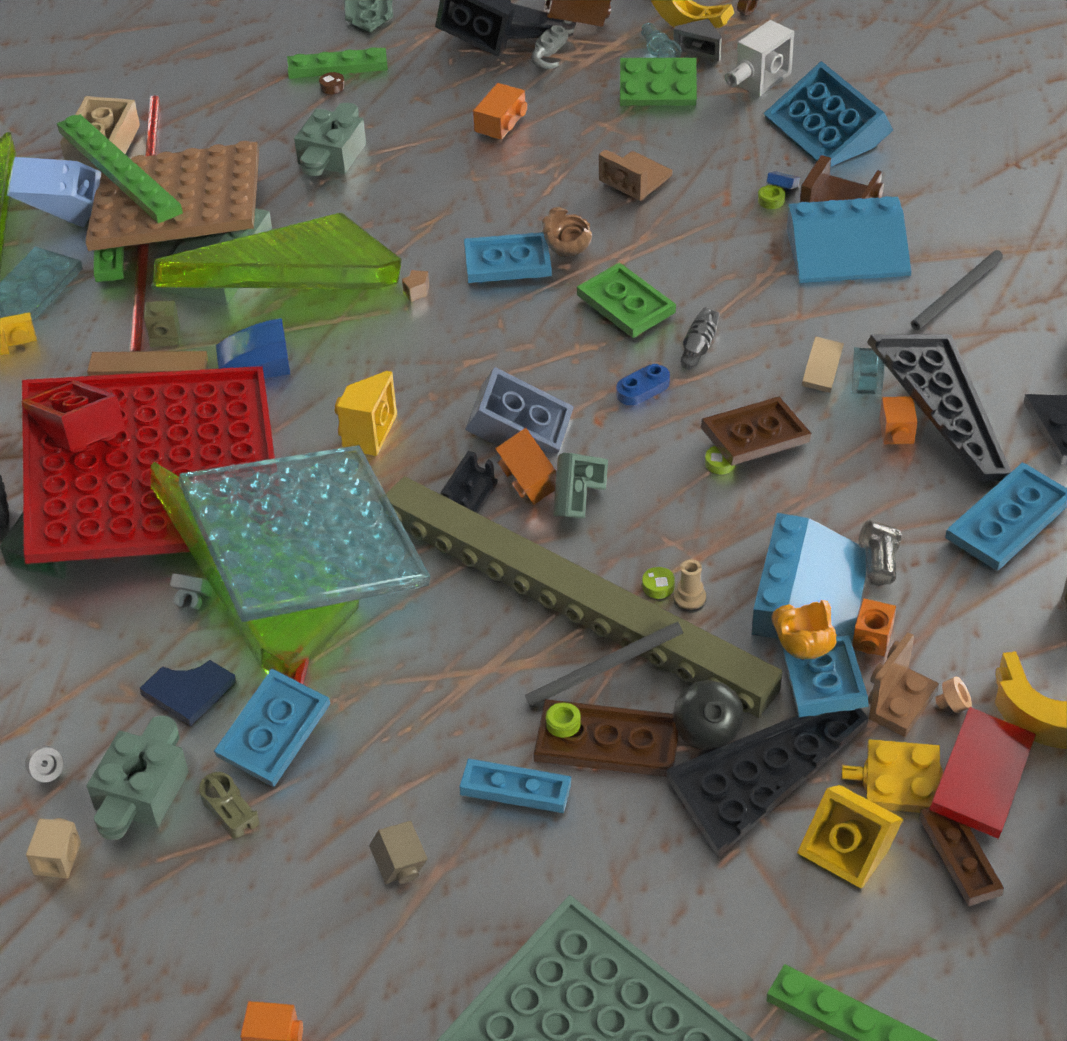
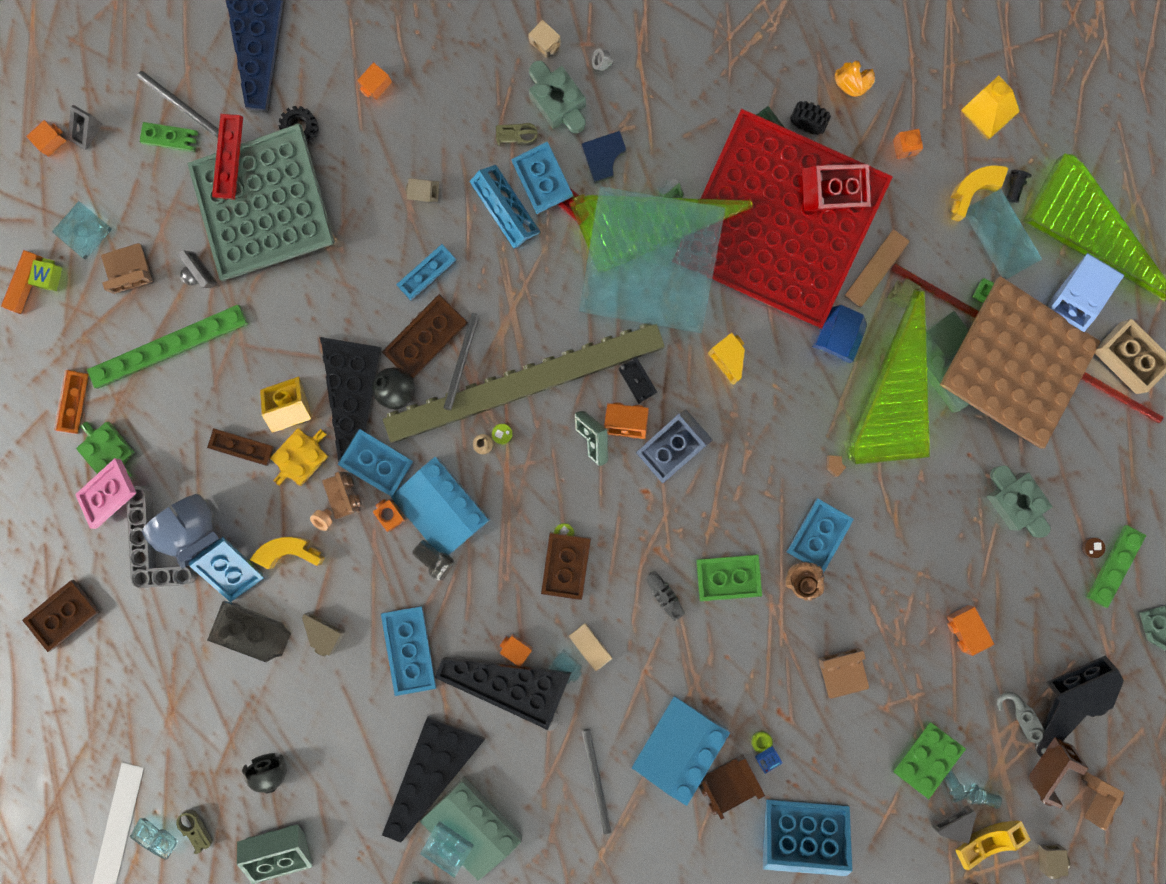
camera: 125 degrees right, 40 degrees up
(119, 168) = (1064, 334): bright green plate -> none
(347, 754) = (500, 206): none -> dark azure fence
(563, 720) = (445, 319): lime tile -> none
(643, 384) = (653, 536): blue plate -> none
(763, 59) = (894, 841): white brick -> none
(805, 630) = (399, 468): light orange hair -> none
(983, 772) = (270, 493): red tile -> none

